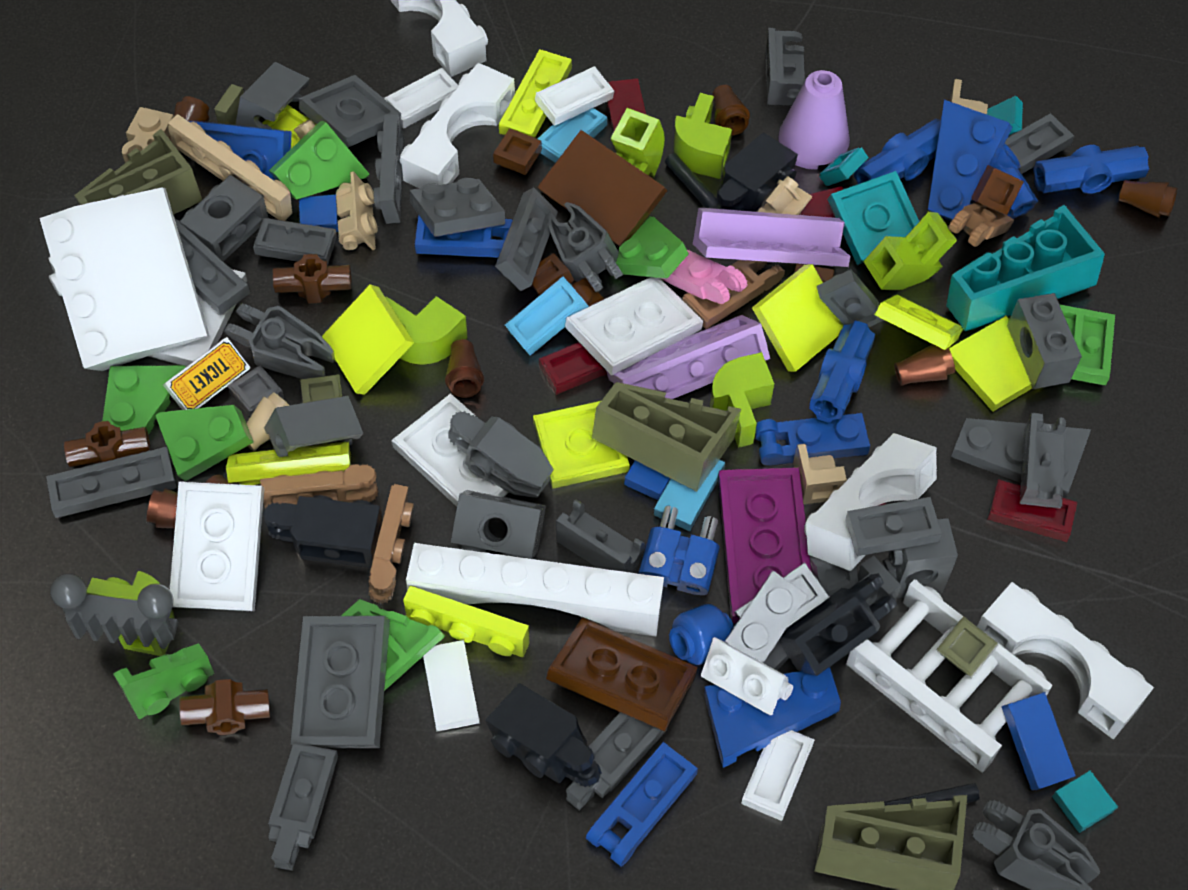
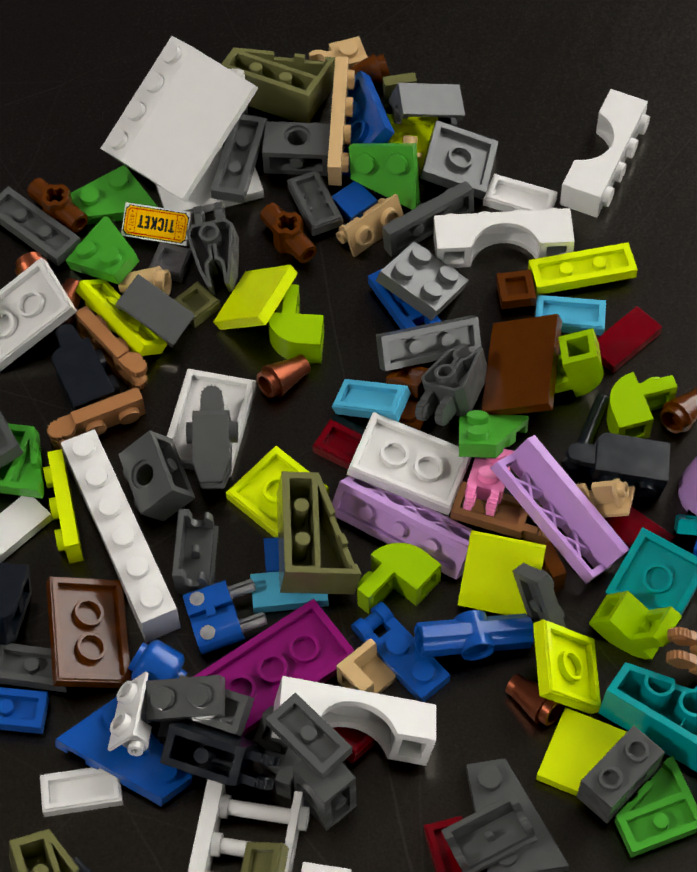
camera: 60 degrees right, 0 degrees up
(574, 95) = (599, 292): white tile -> none

